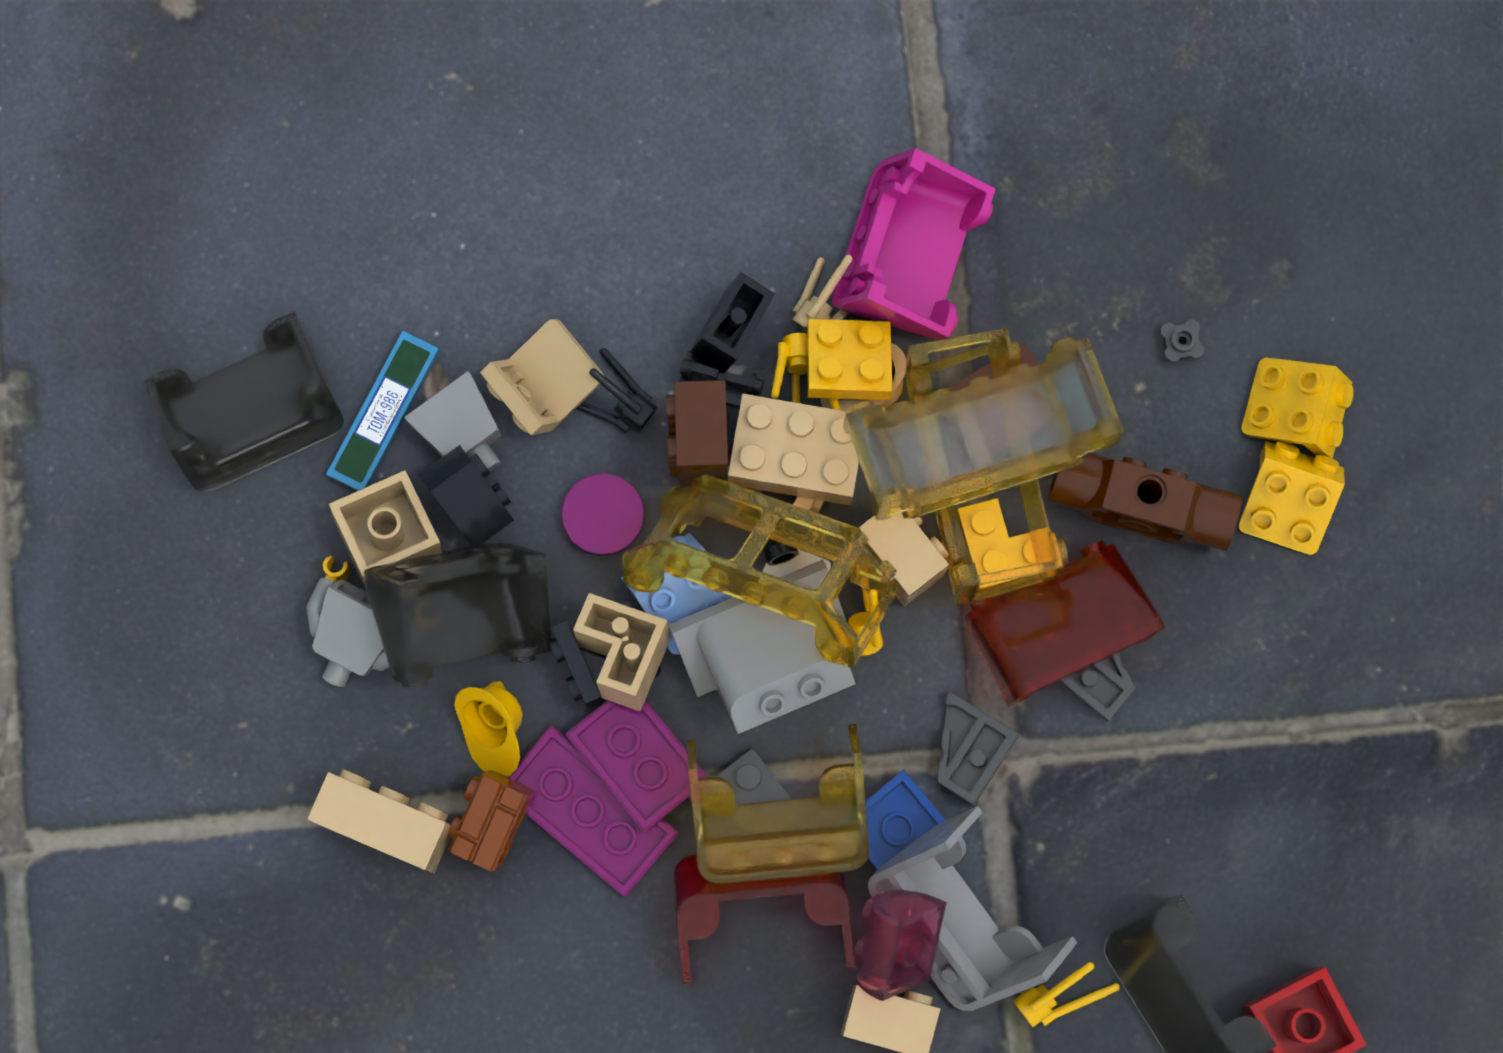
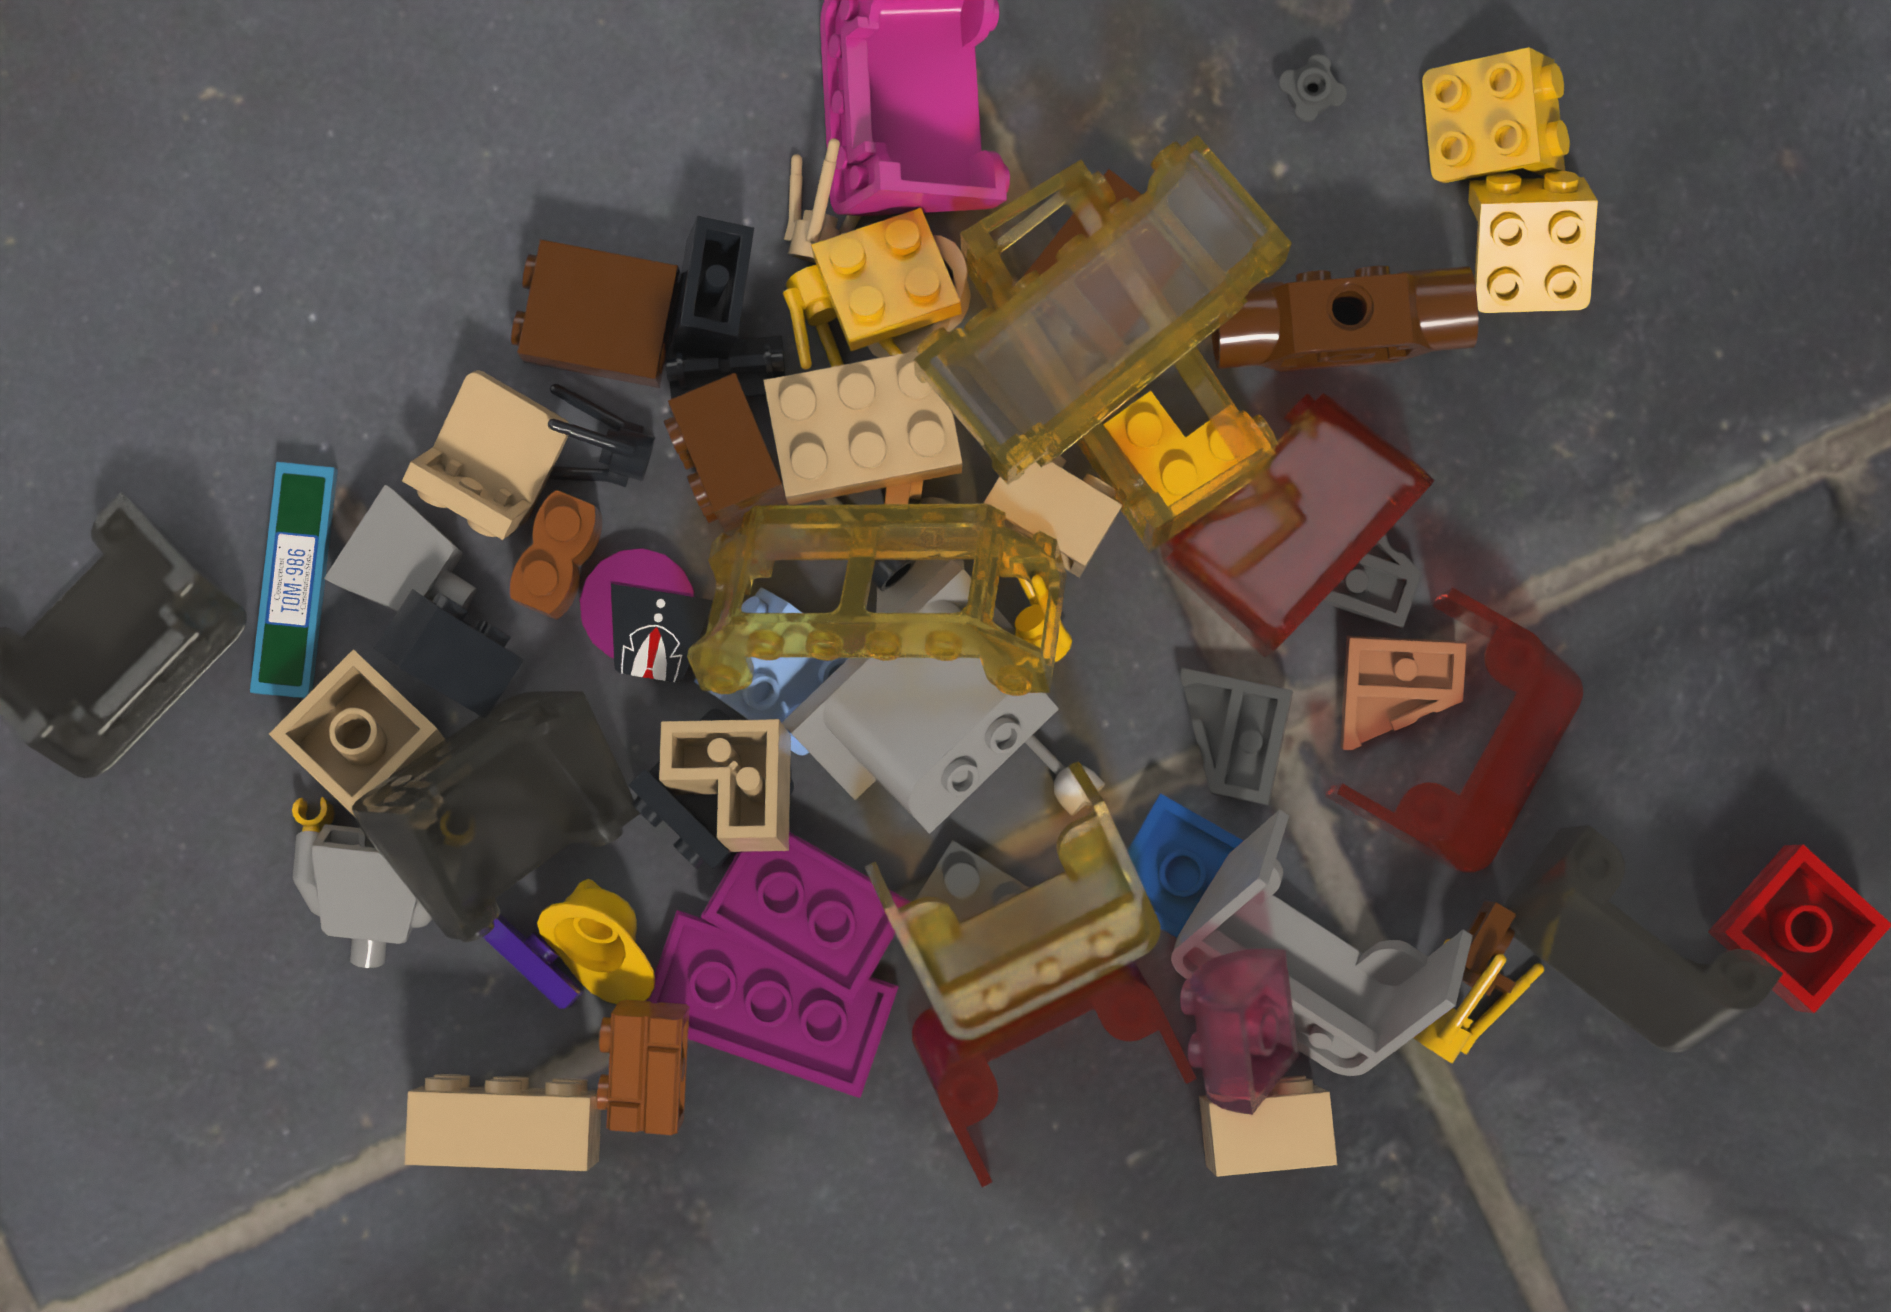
camera: 25 degrees left, 5 degrees up
(443, 721) = (534, 961): none -> dark purple plate
(570, 452) = (563, 540): none -> dark orange brick
(607, 534) = (655, 631): none -> black sticker
(650, 312) = (597, 313): none -> reddish brown brick
(841, 739) = (1064, 784): none -> white hinge
(1087, 950) = (1489, 938): none -> reddish brown bracket
(1091, 757) = (1396, 683): none -> nougat wing
(1108, 869) = (1471, 826): none -> clear red windscreen

